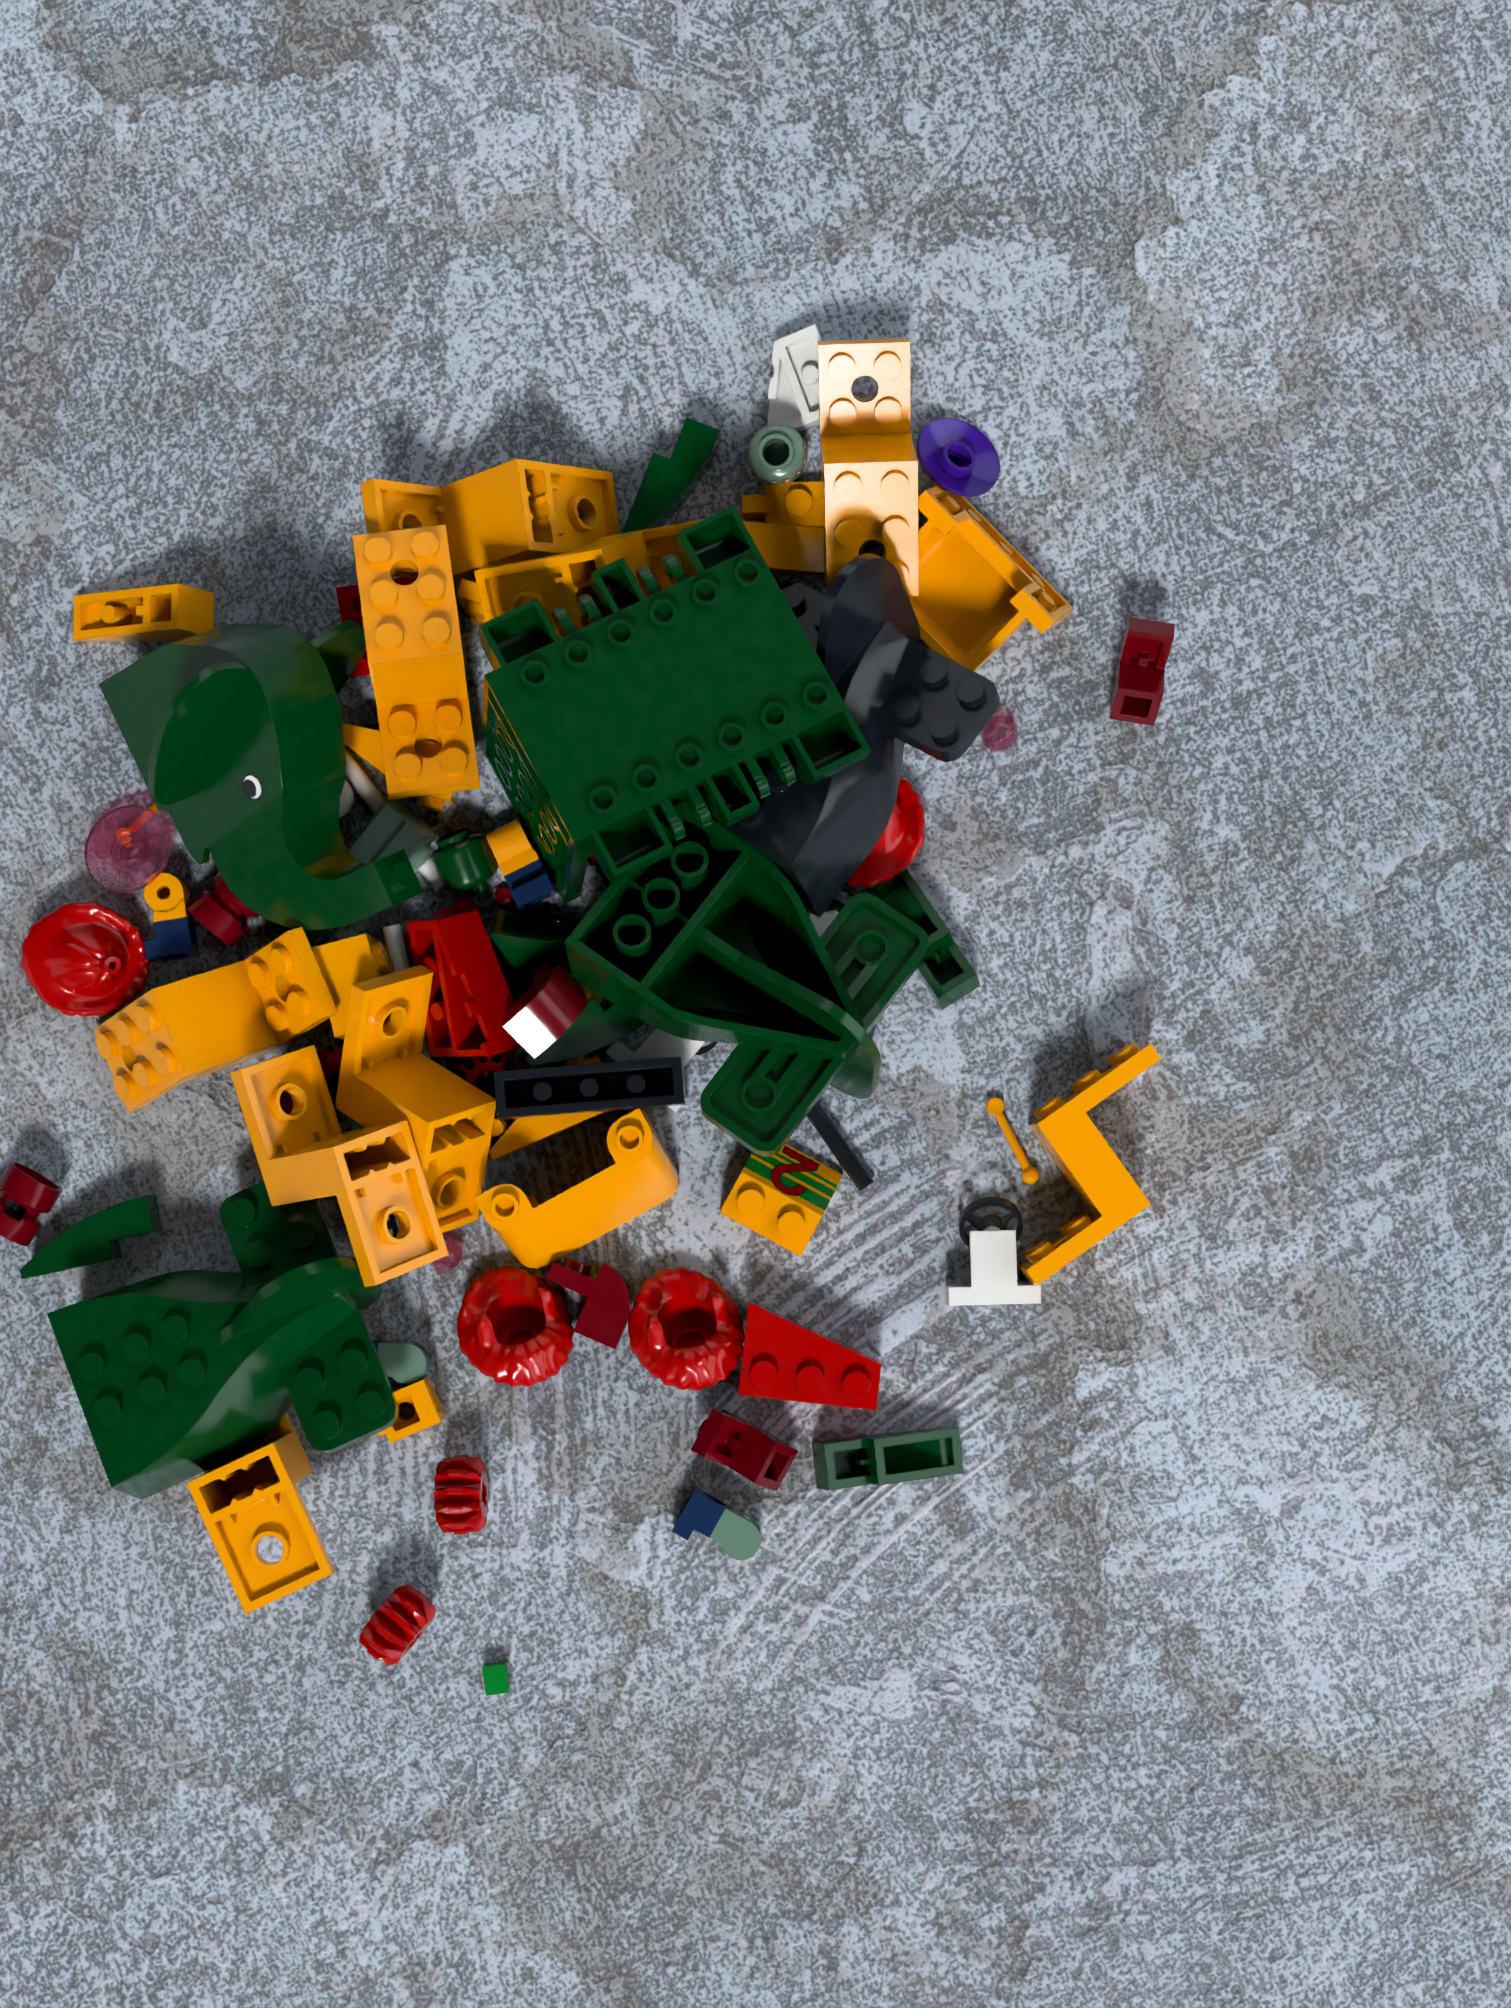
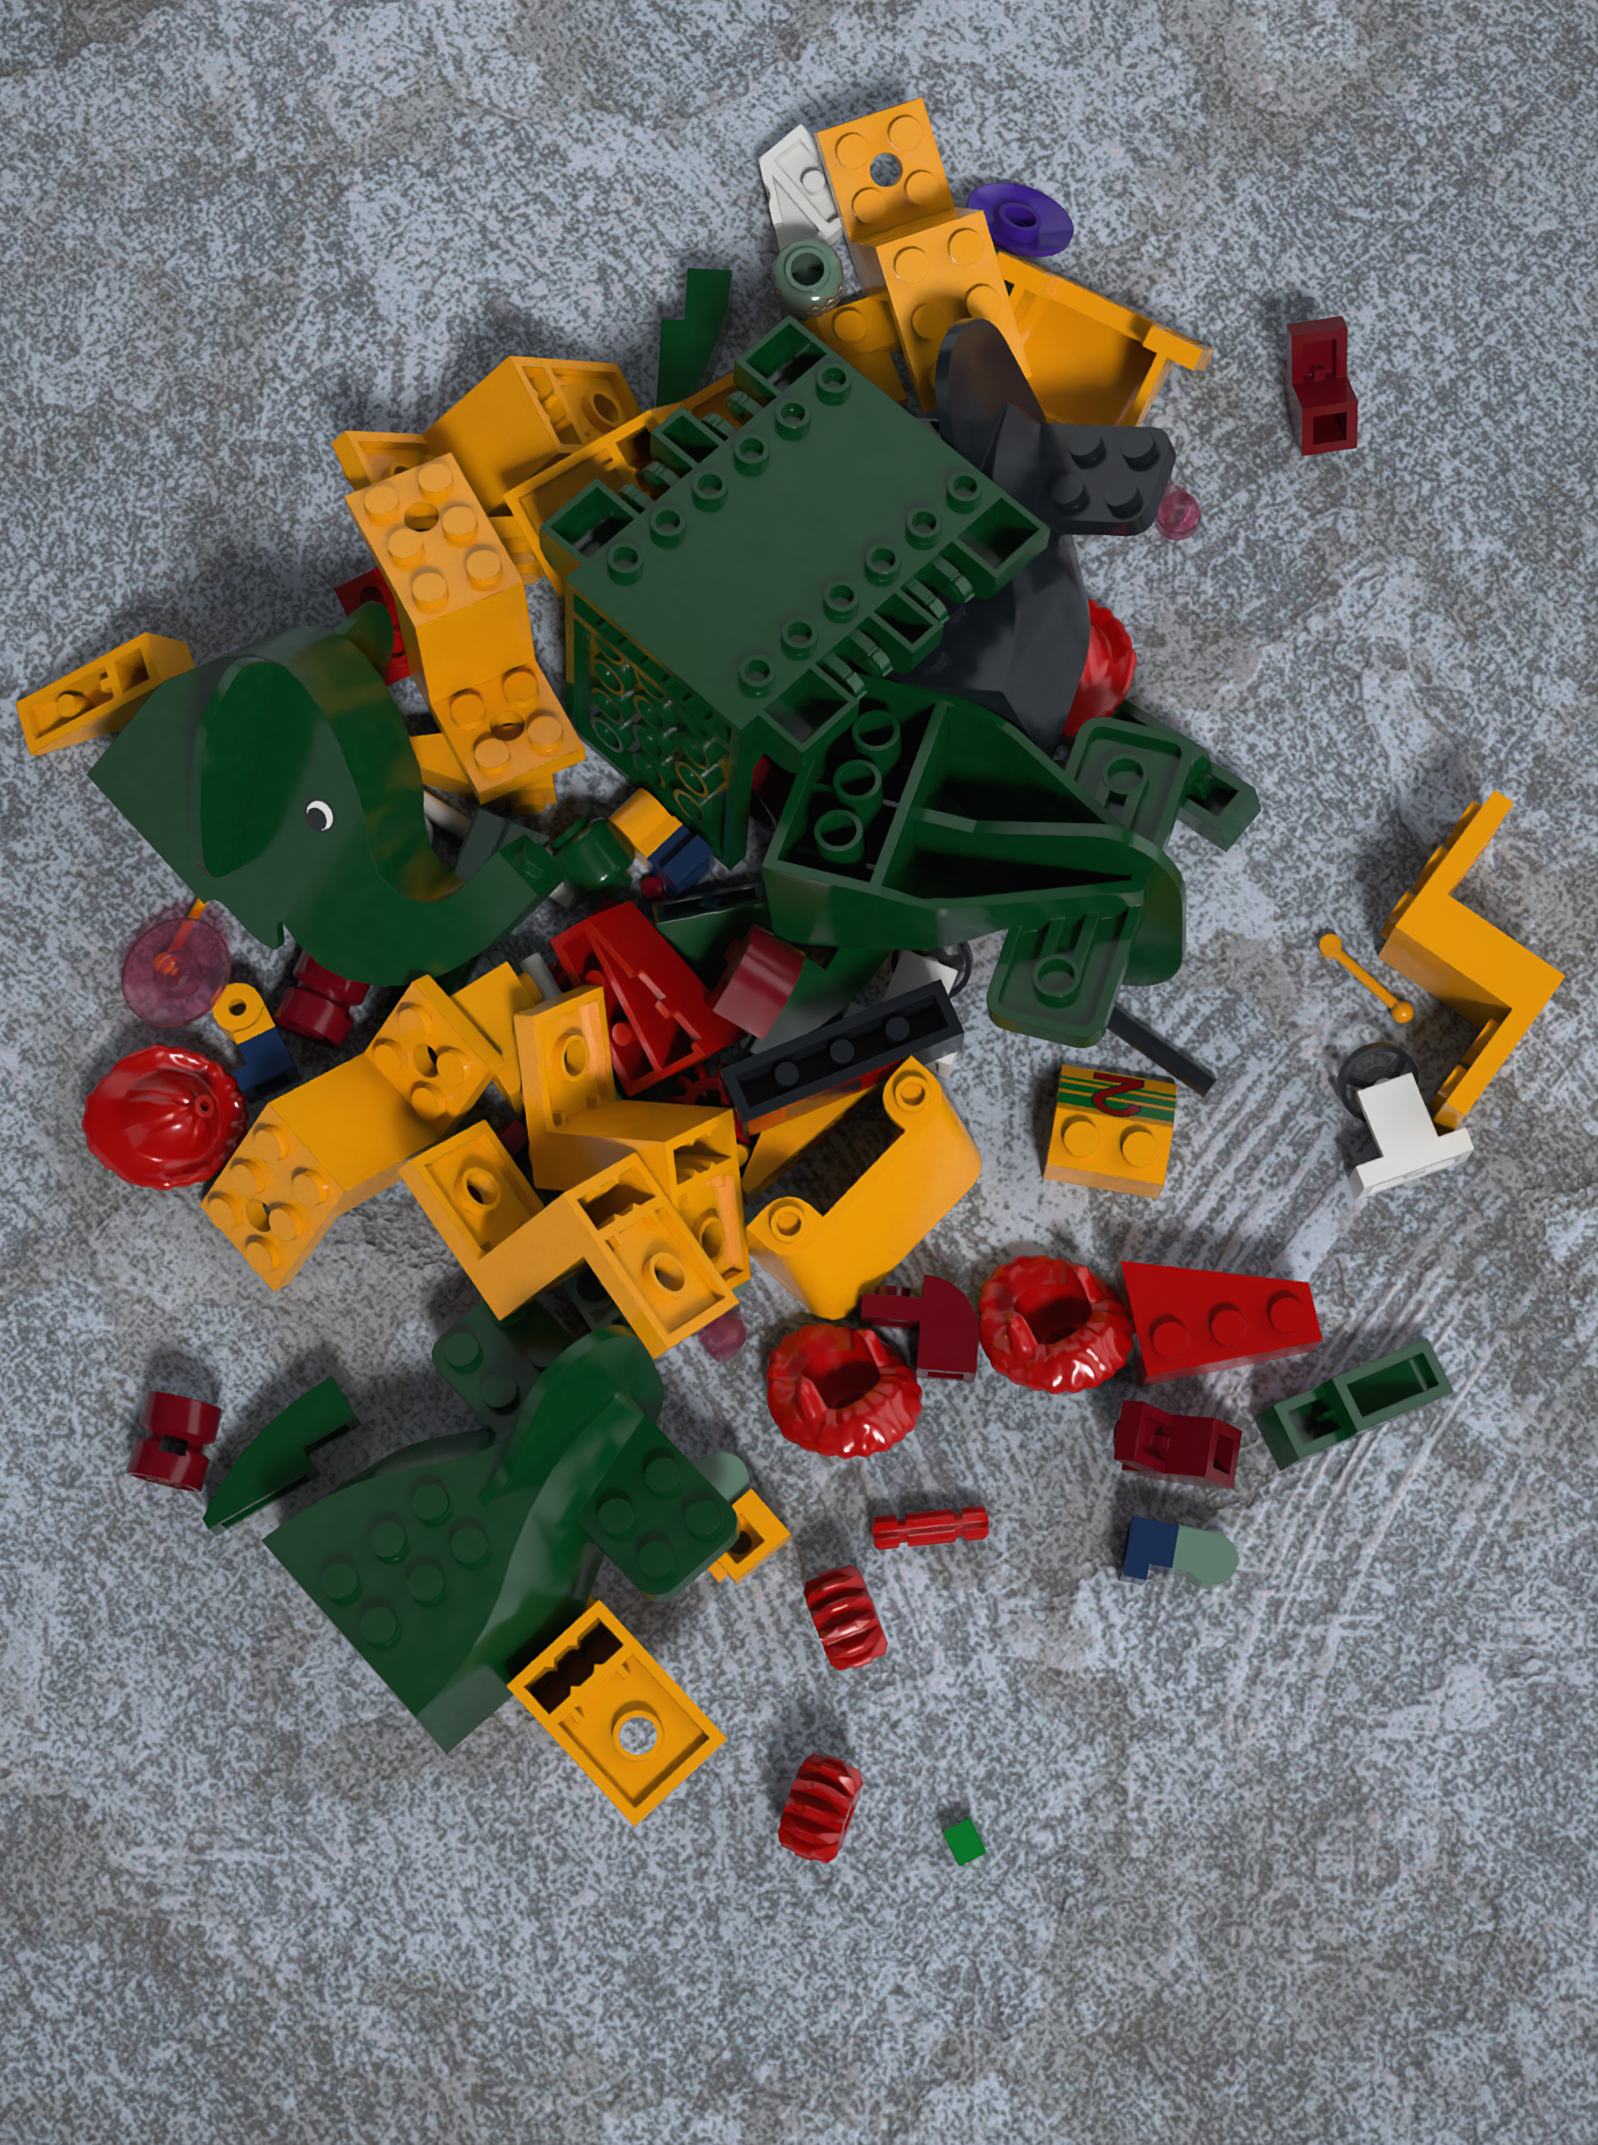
camera: 20 degrees left, 10 degrees down
(547, 1444) = (930, 1527): none -> red axle

